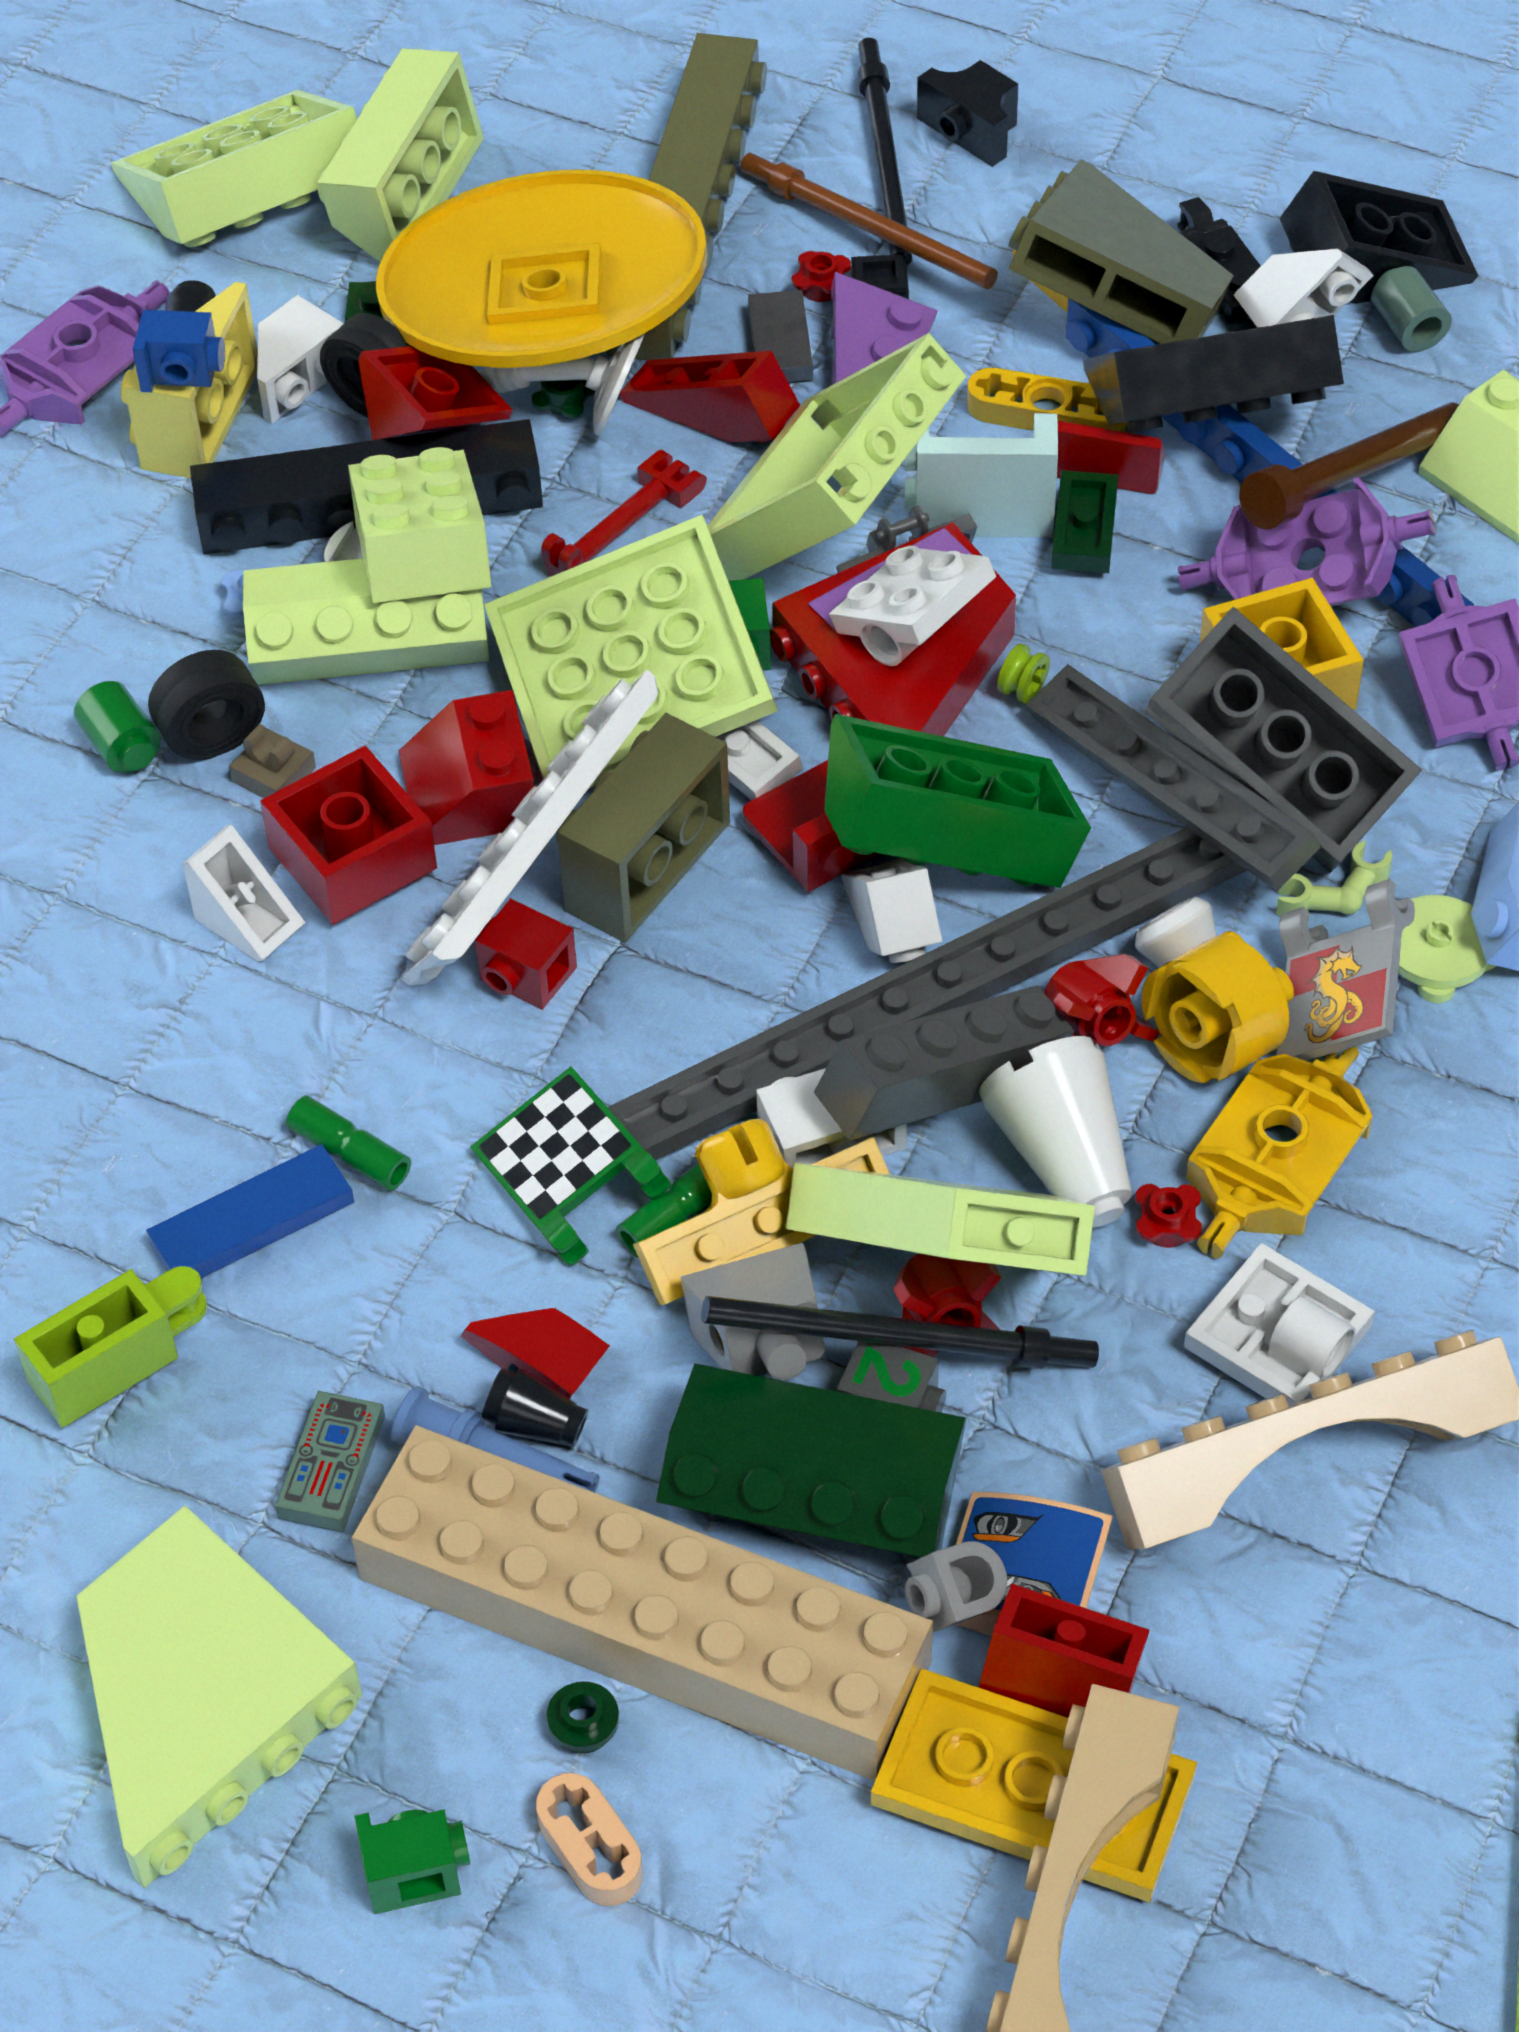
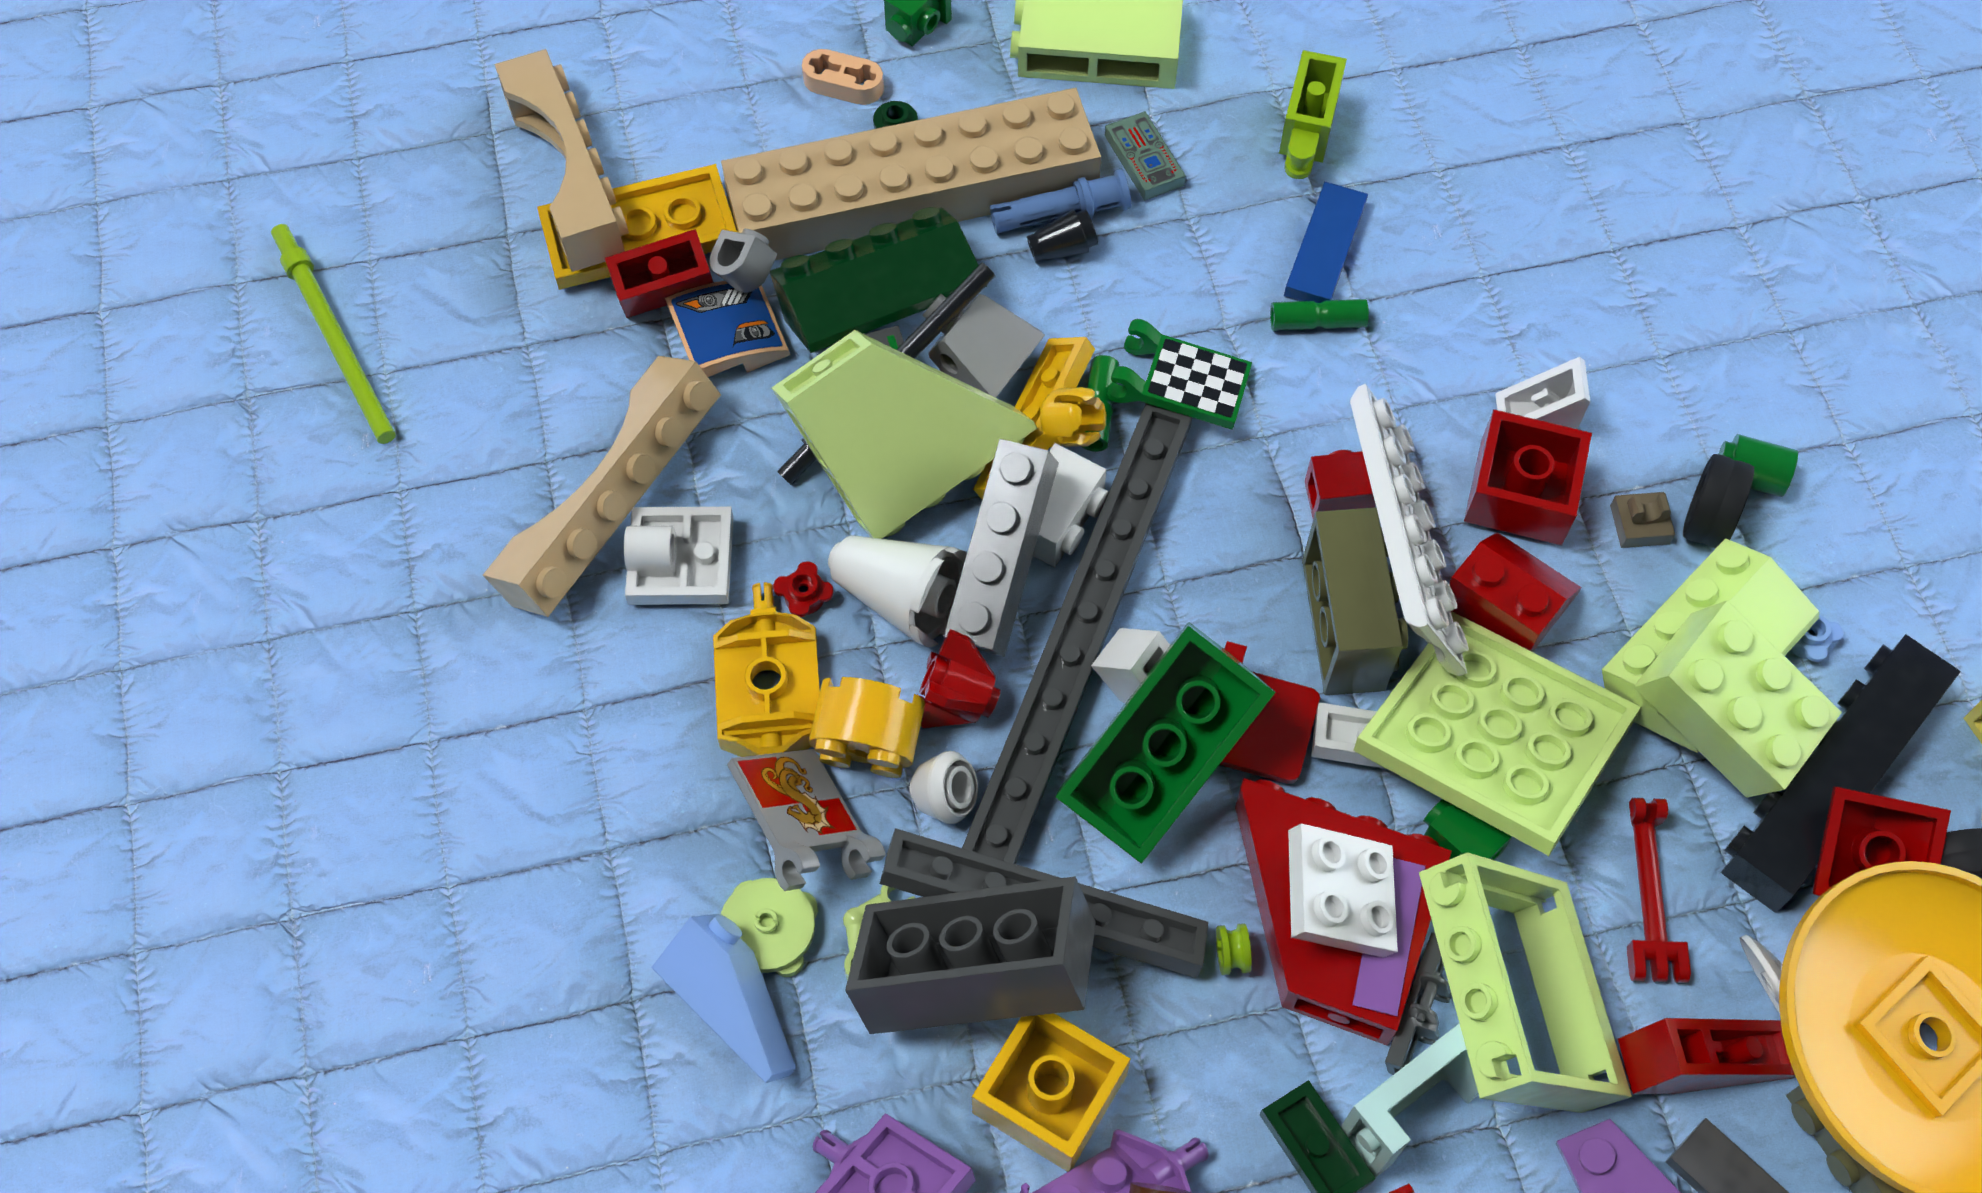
camera: 140 degrees right, 10 degrees up
(540, 1343) = (1093, 272): red slope -> none

